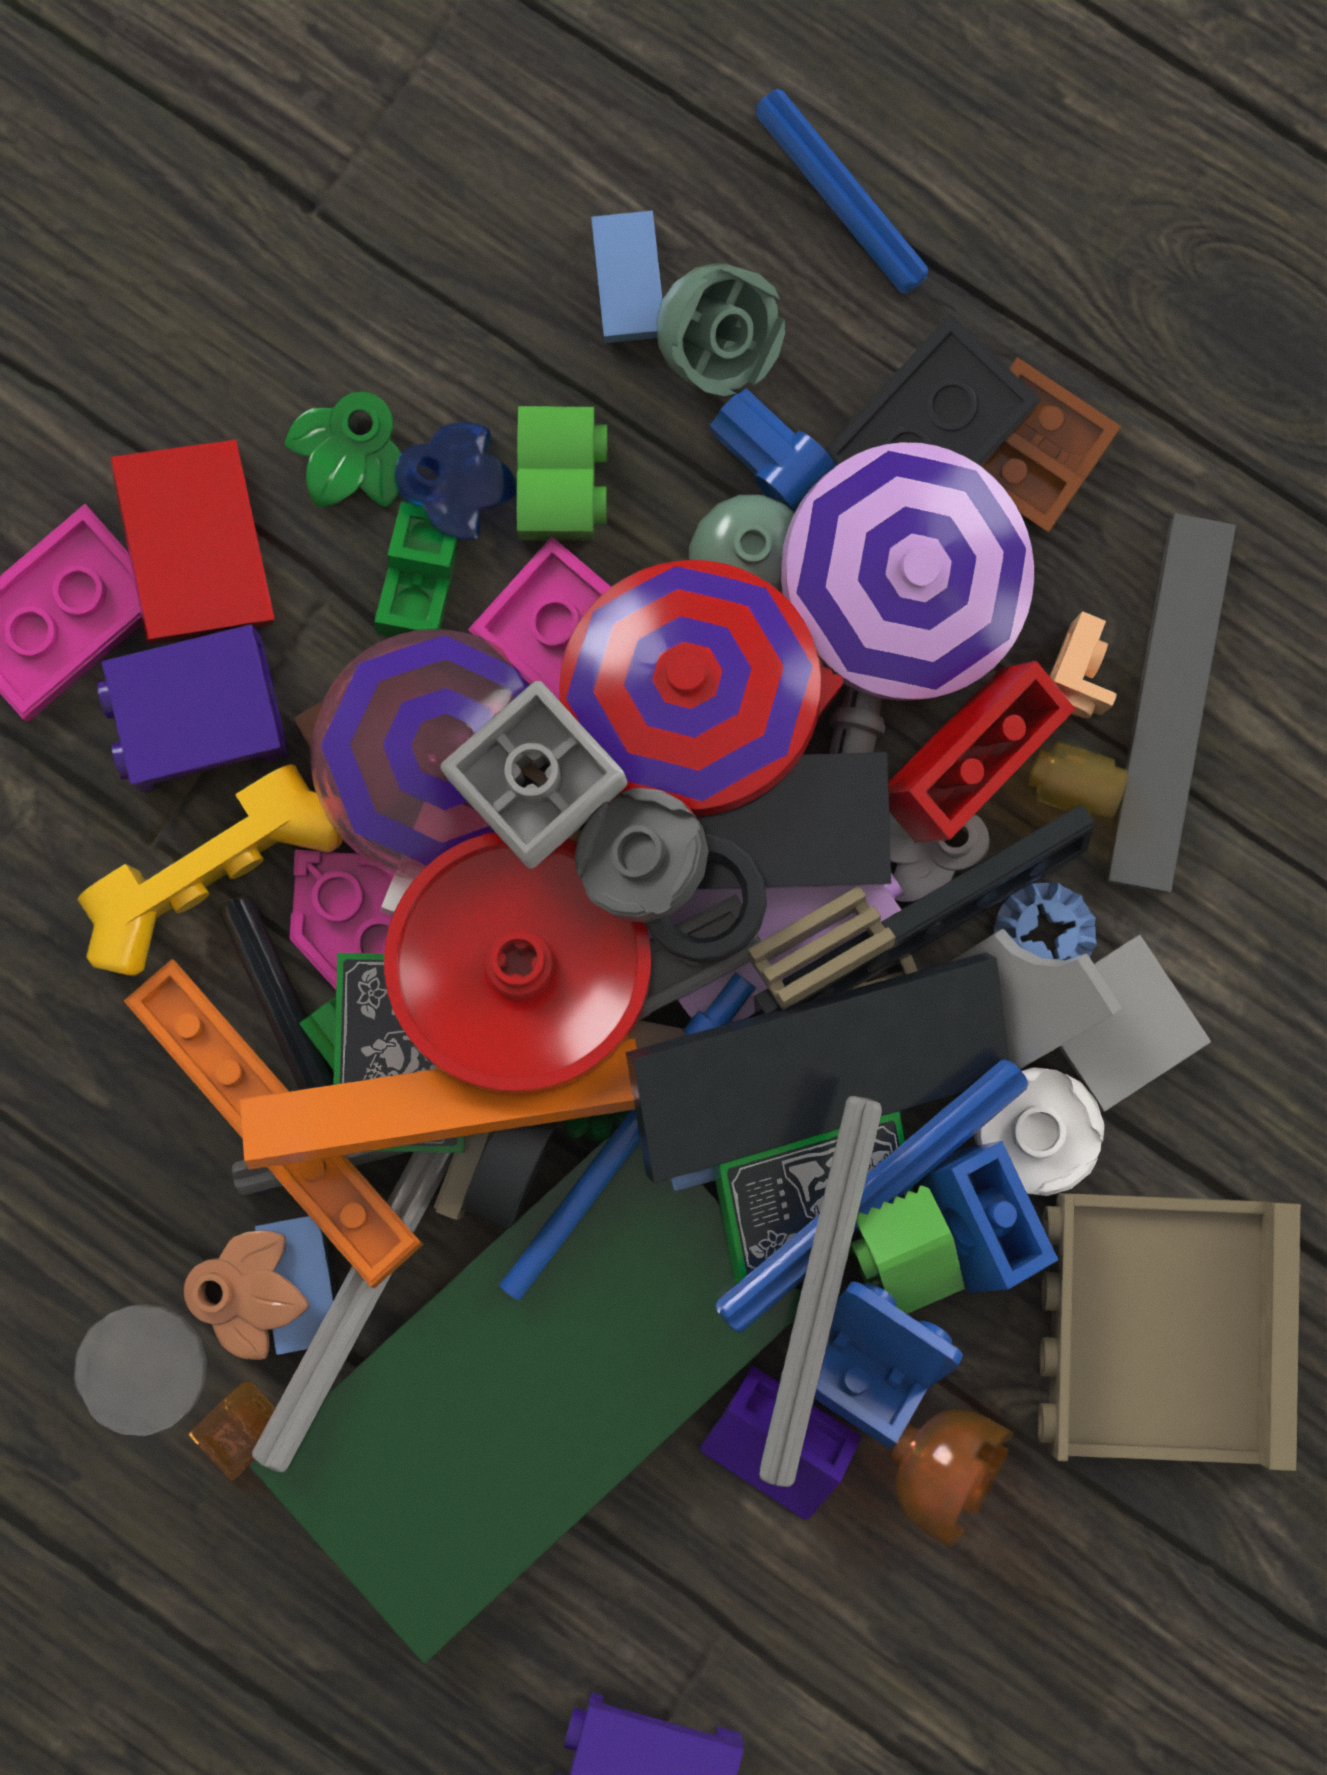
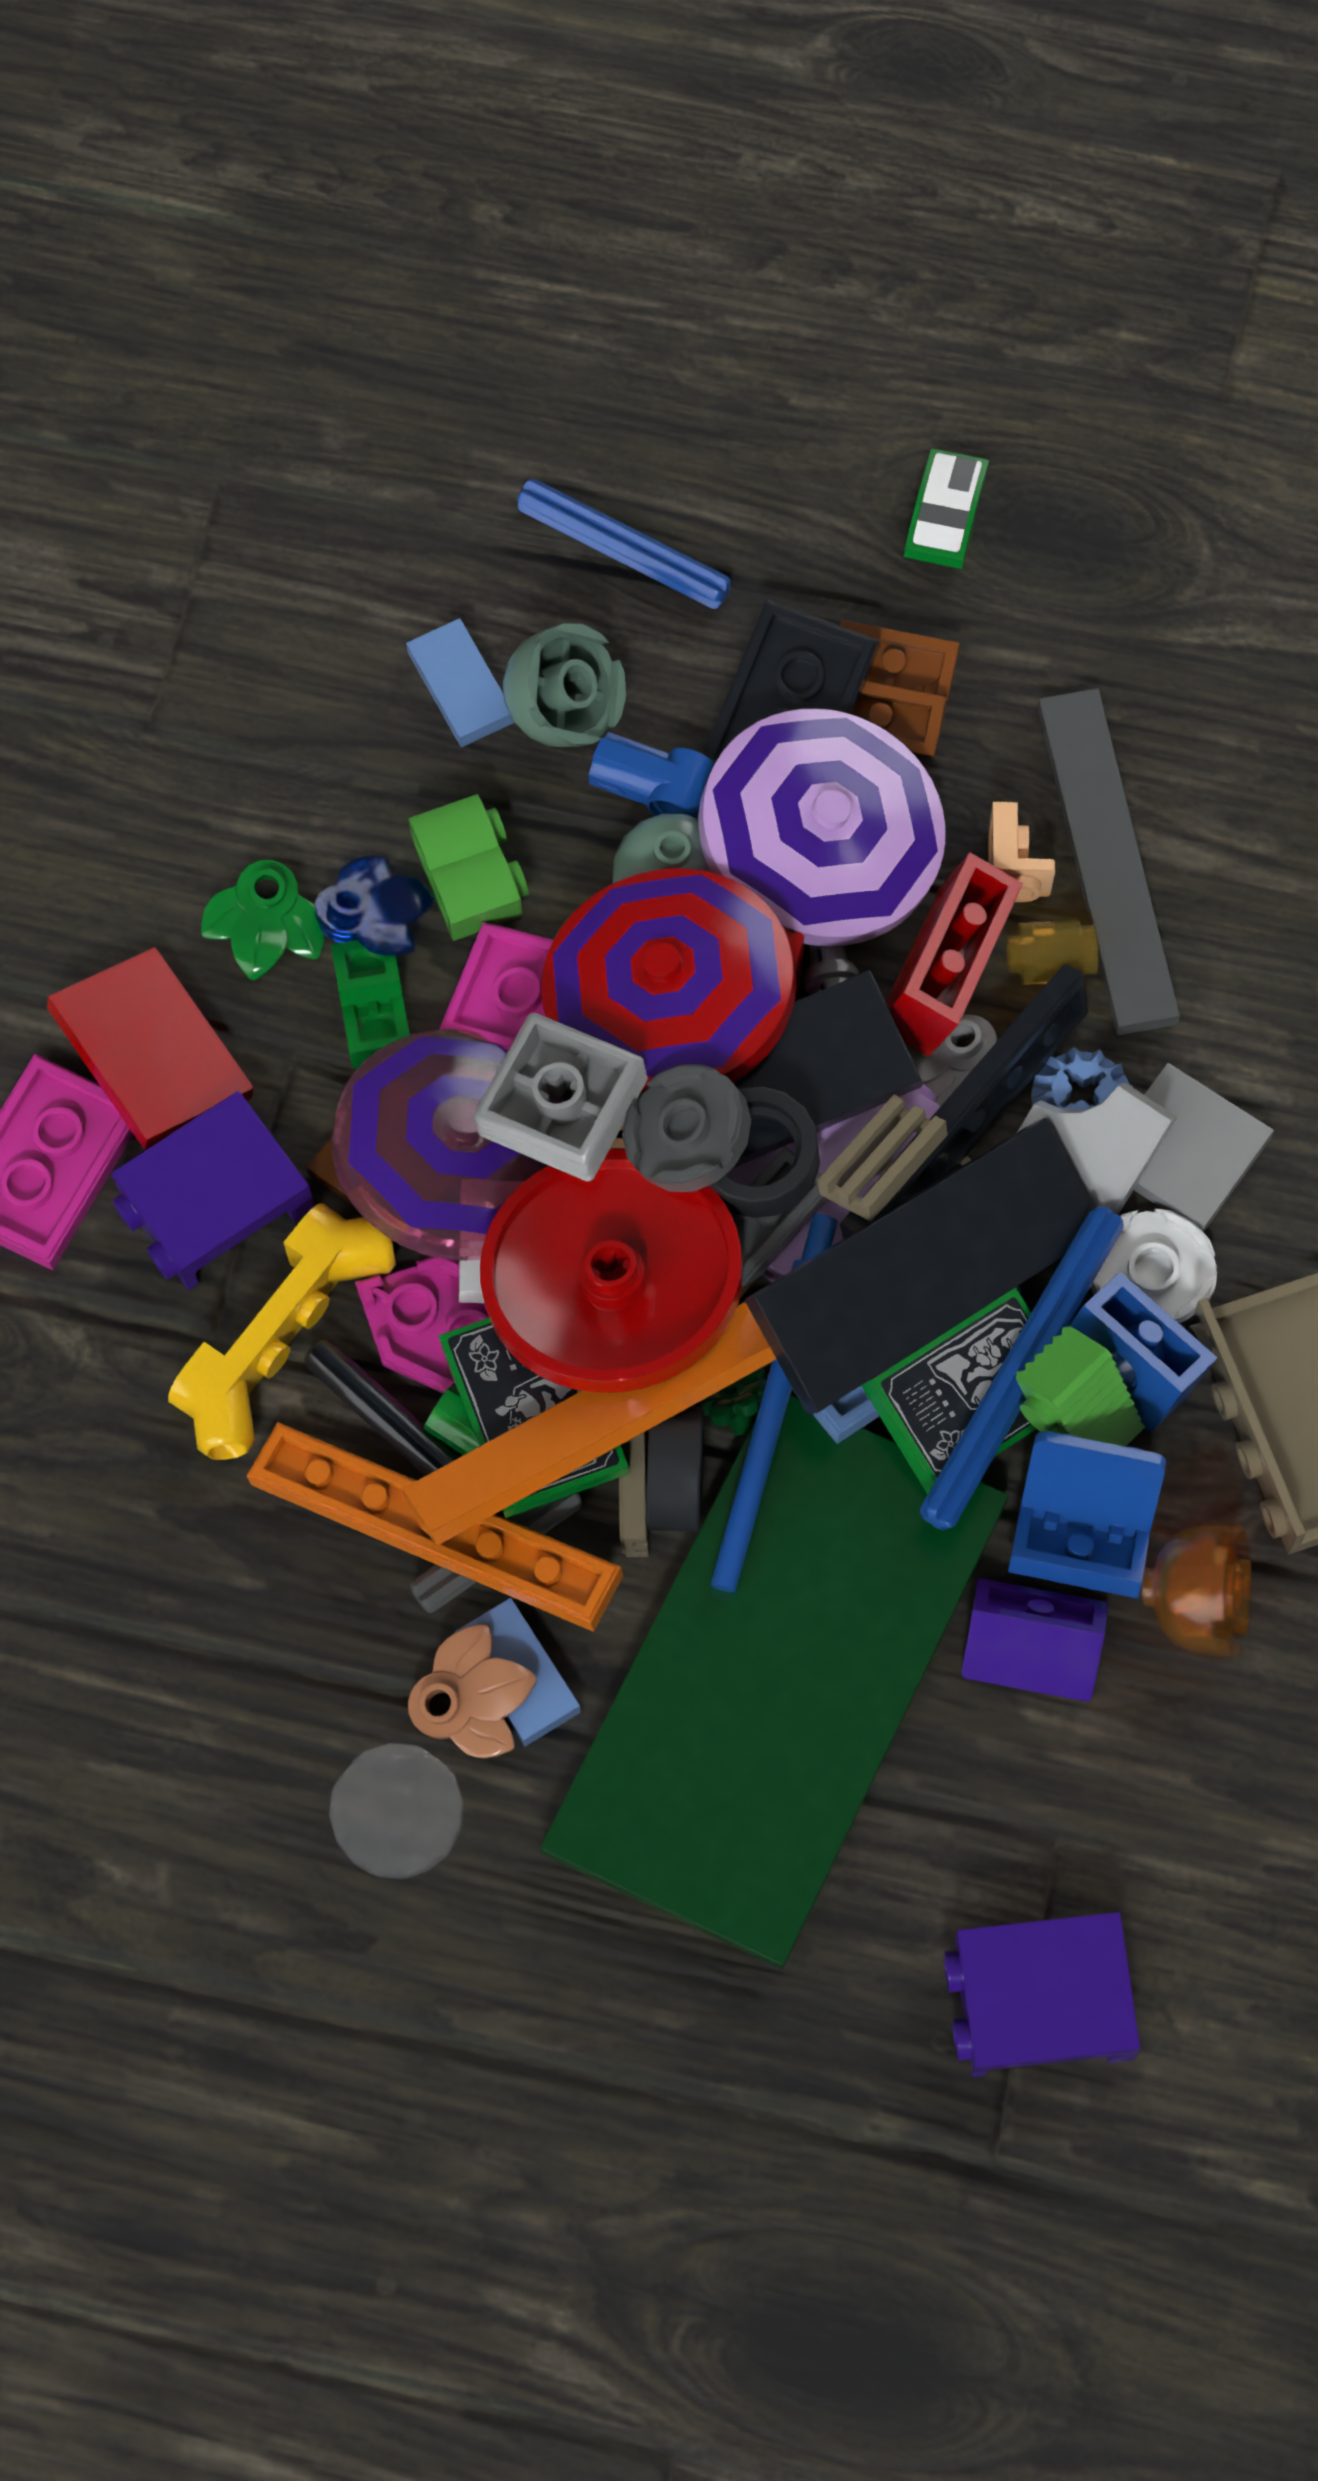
camera: 20 degrees left, 15 degrees down
(234, 1429) = (512, 1831): clear orange slope -> none
(342, 1325) = (577, 1678): light grey axle -> none
(820, 1291) = (1011, 1459): light grey axle -> none
(1168, 276) = (946, 508): none -> slope

